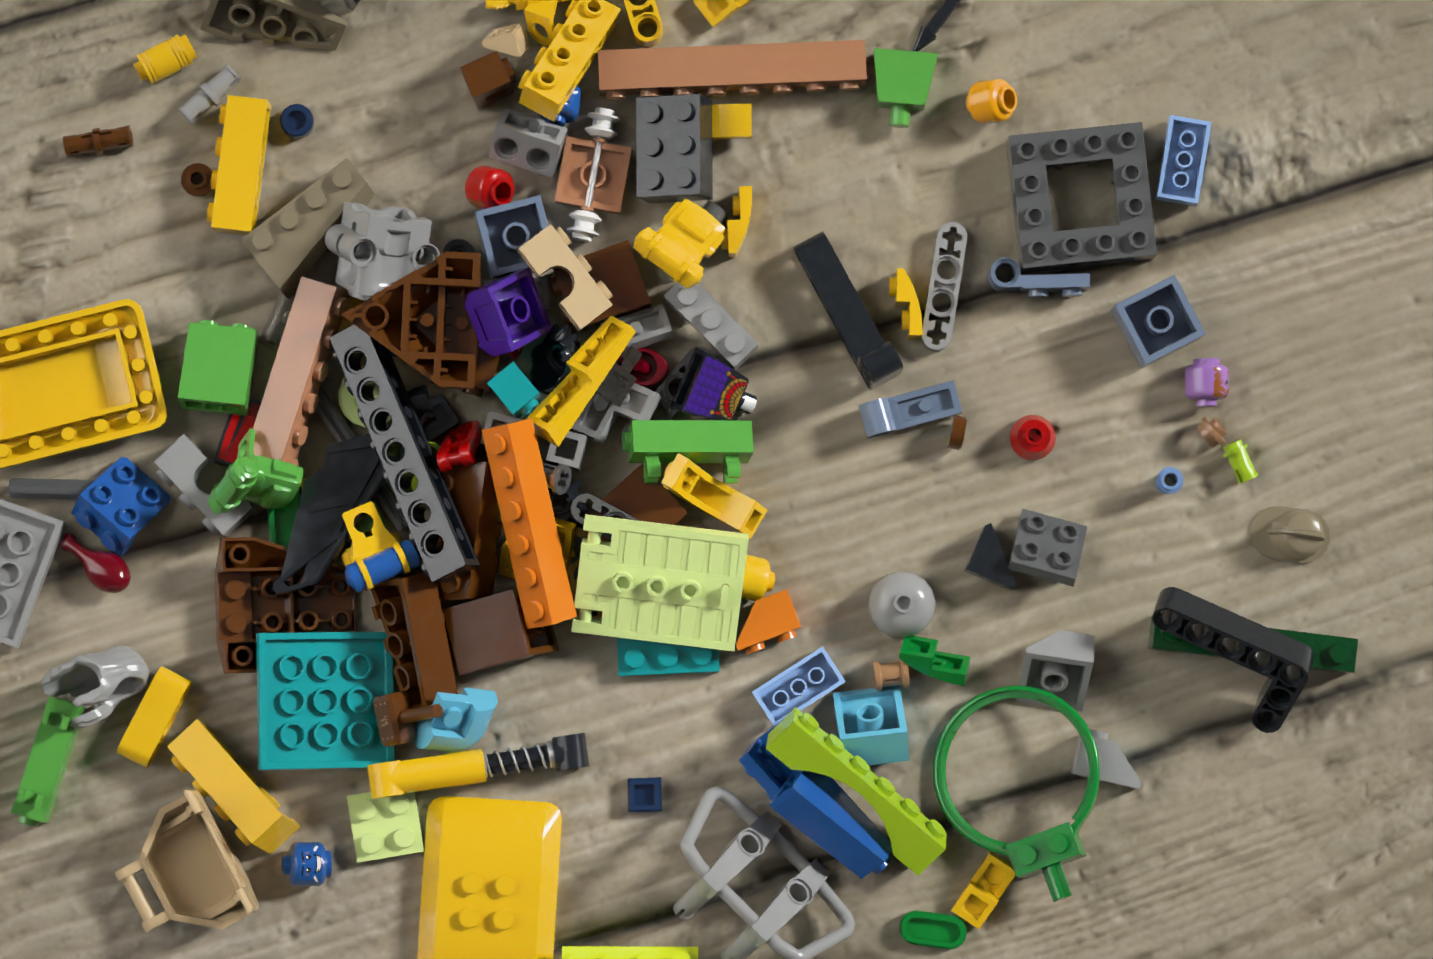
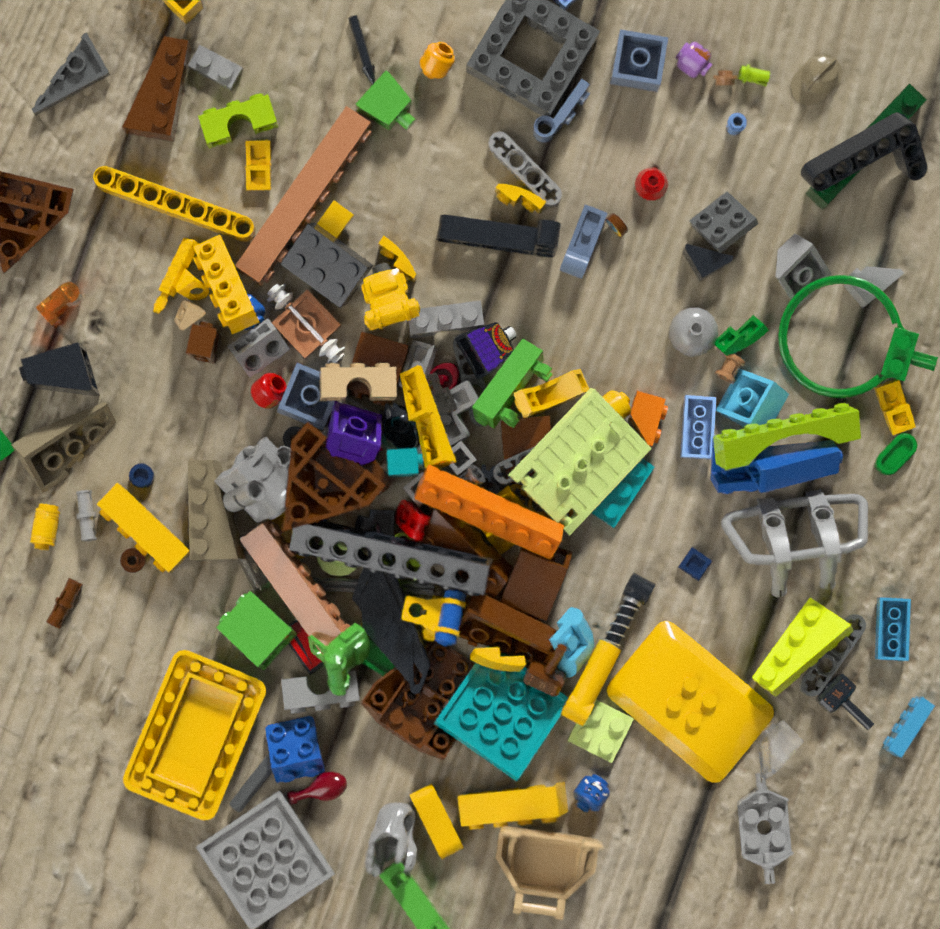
camera: 65 degrees left, 0 degrees up
(372, 644) = (491, 658): none -> yellow slope

